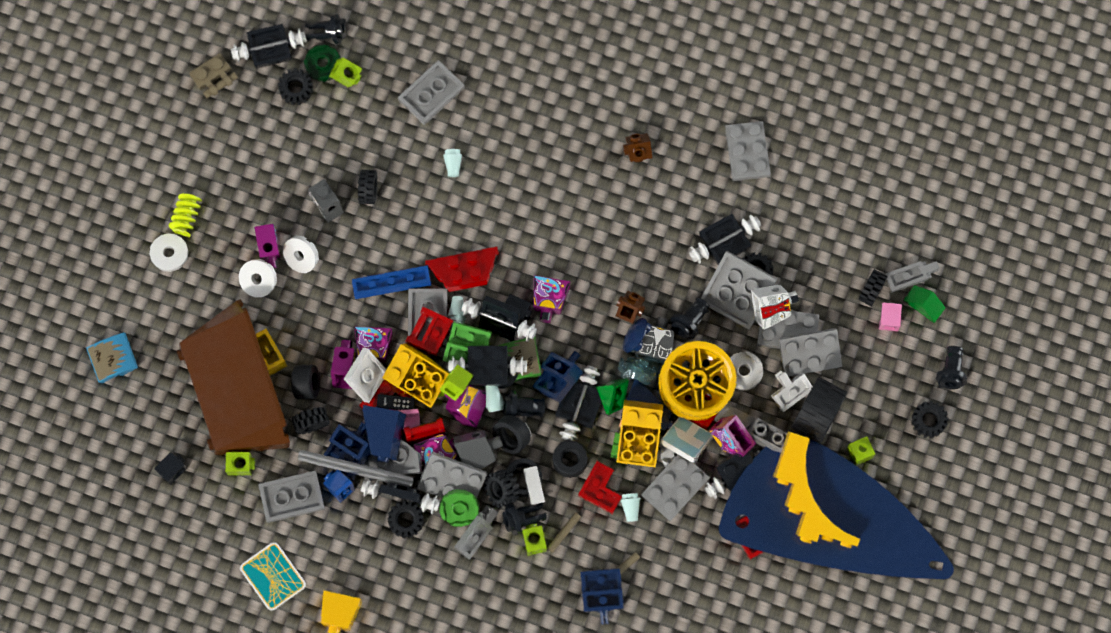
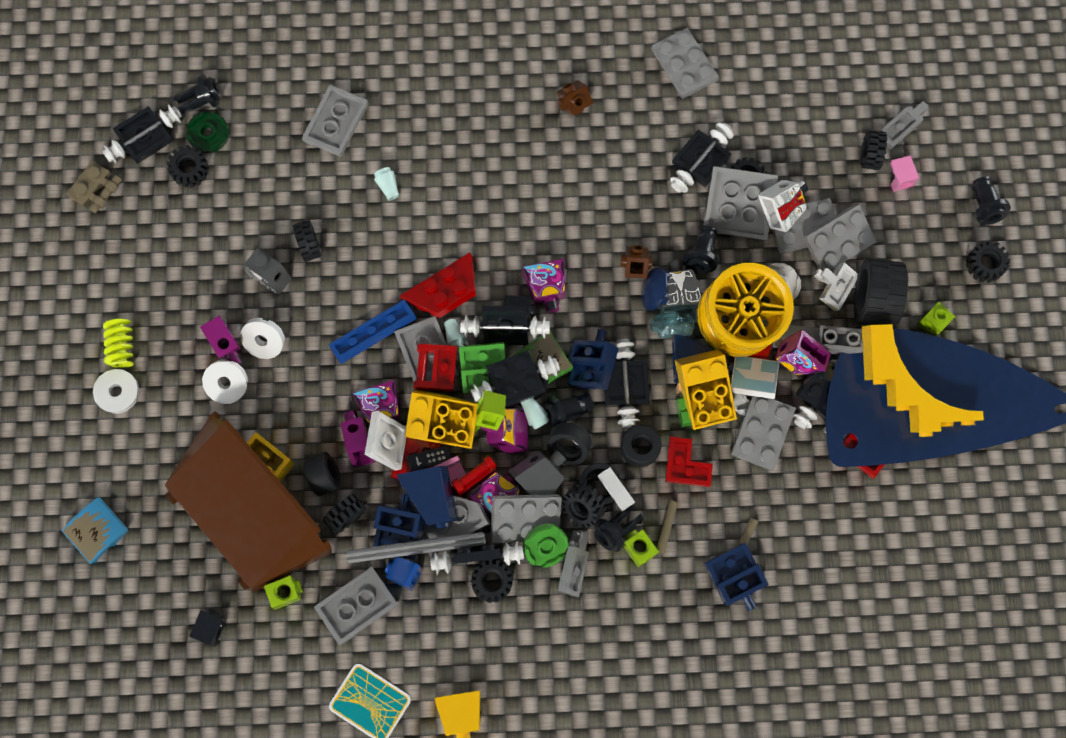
camera: 25 degrees left, 0 degrees up
(338, 72) = (229, 136): lime brick -> none
(613, 394) = (658, 359): green slope -> none
(631, 506) = (726, 471): light aqua cone -> none
(925, 303) = (928, 146): green slope -> none

